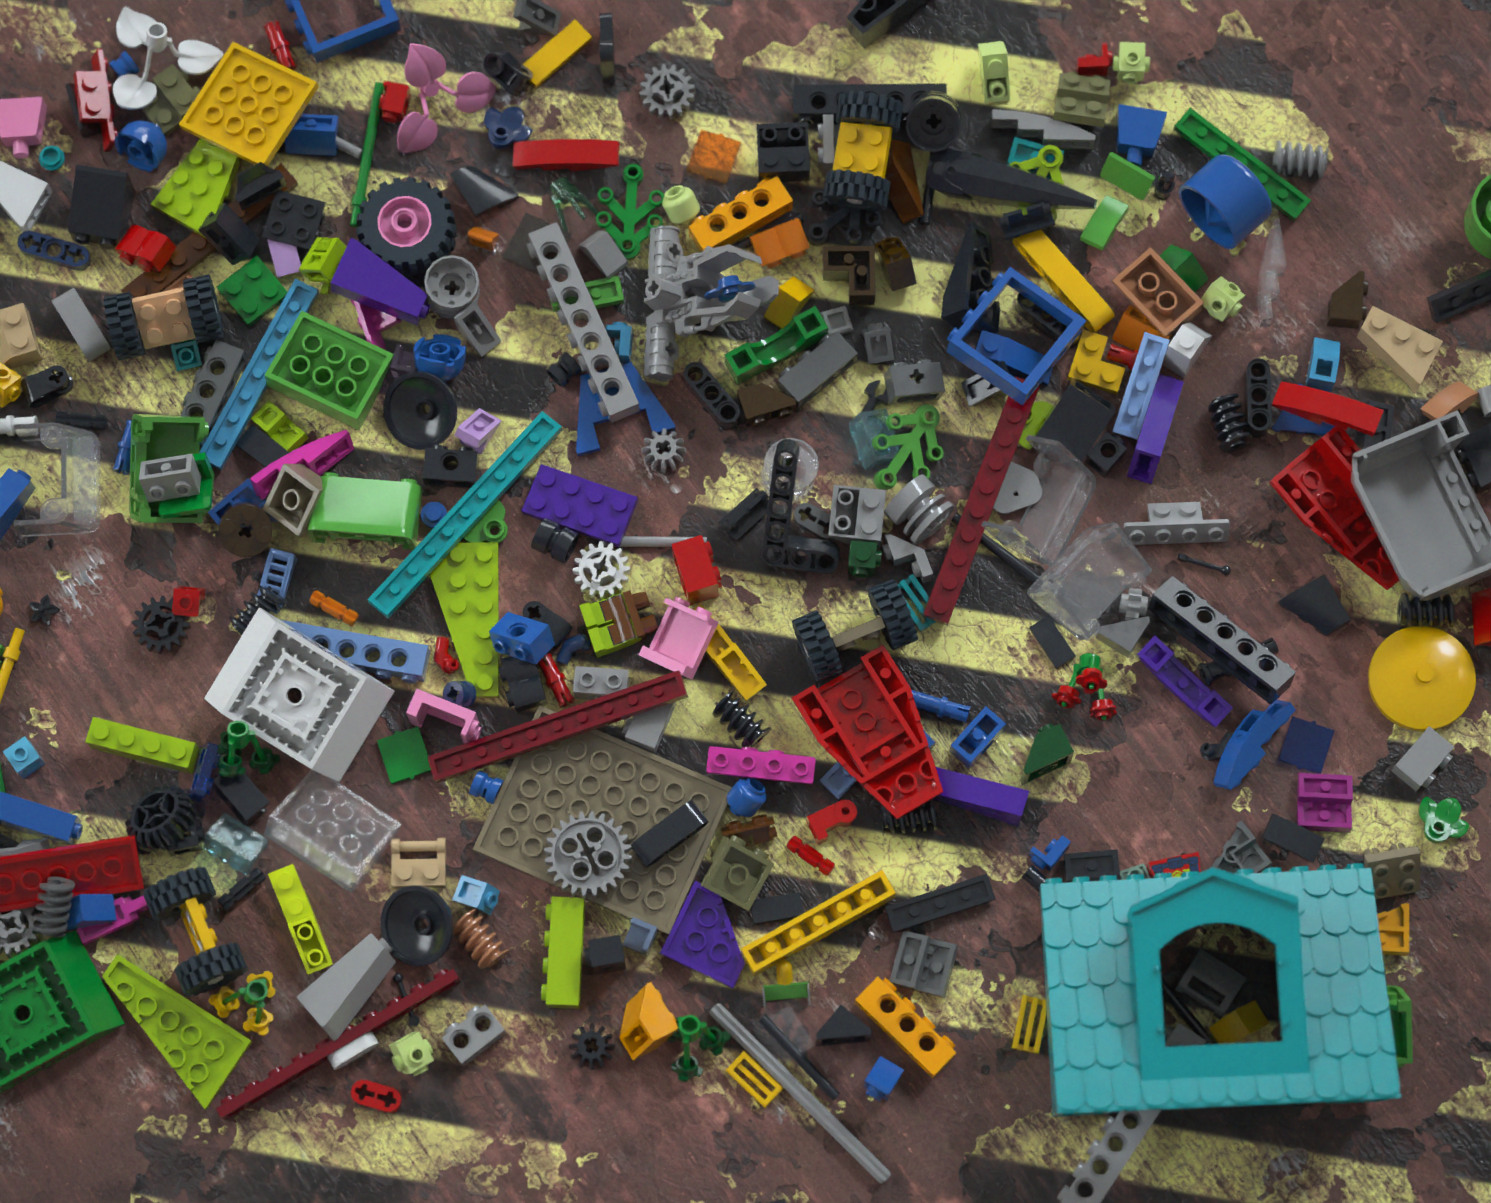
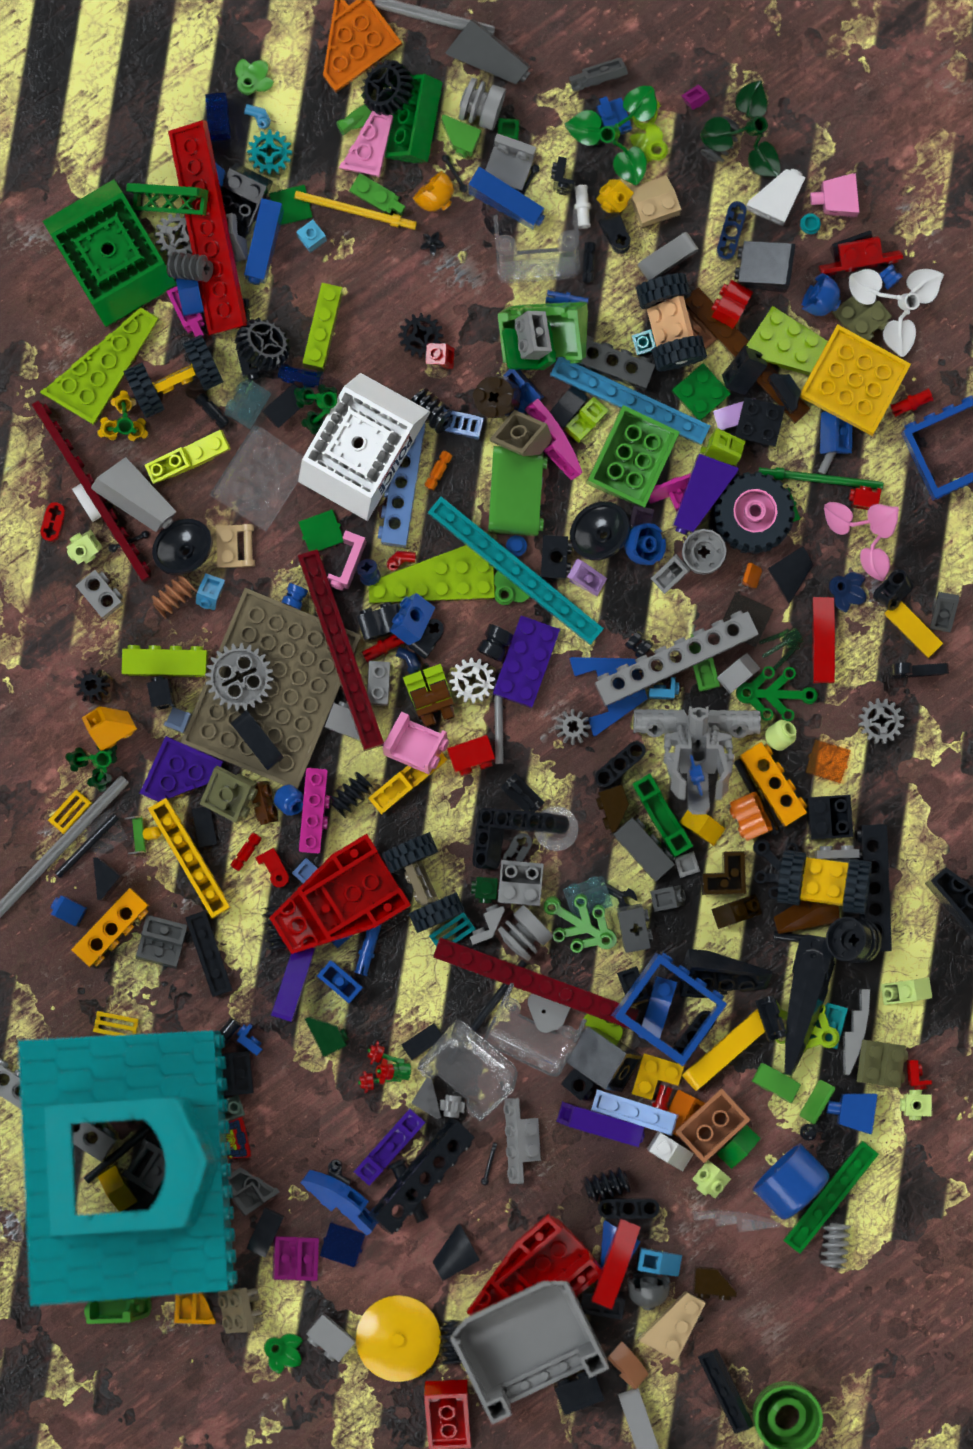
camera: 85 degrees right, 10 degrees up
(1357, 374) = (648, 1289): none -> dark grey cylinder

